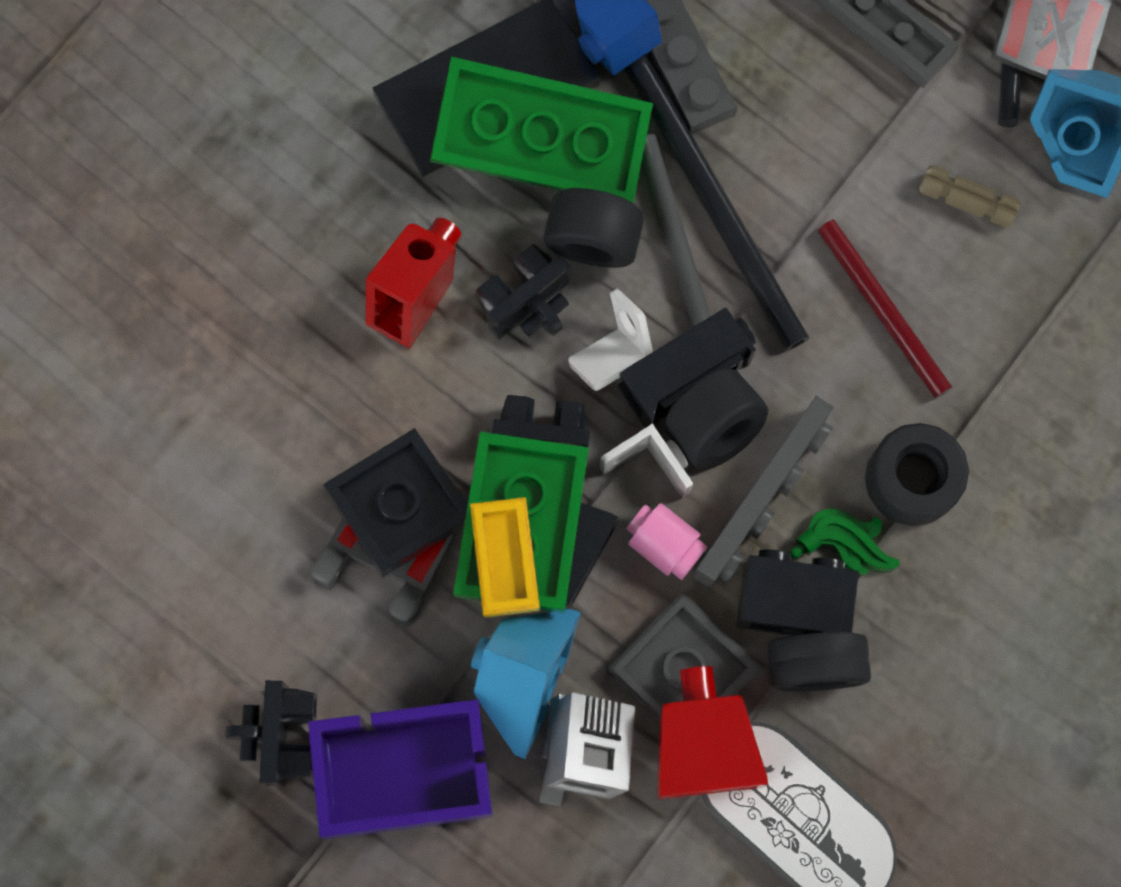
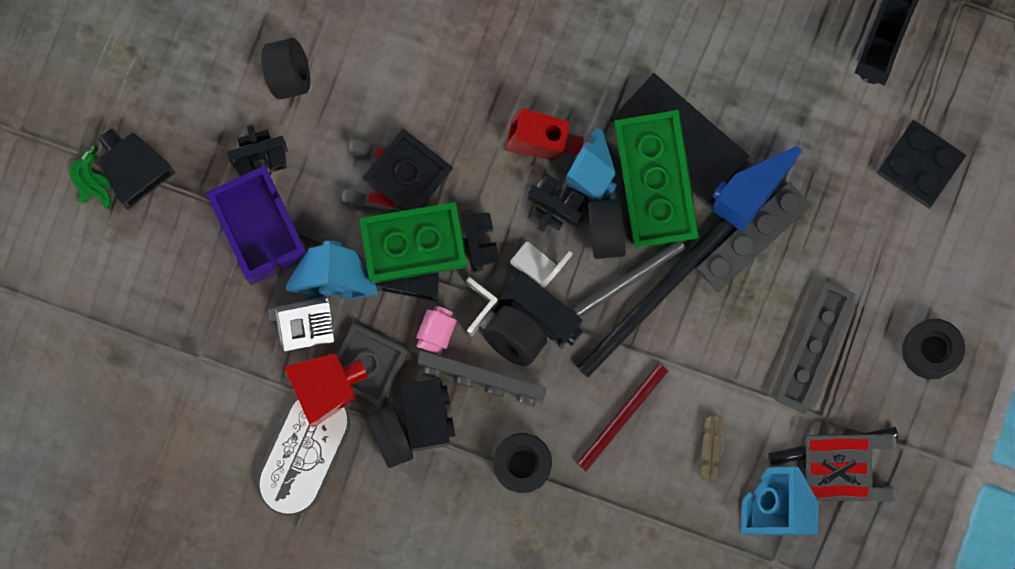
camera: 75 degrees right, 5 degrees up
(153, 642) = (285, 68): none -> black tyre
(492, 221) = (593, 170): none -> dark azure slope
(504, 557) = (387, 238): yellow tile -> none
(850, 540) = (474, 436): green piece -> none

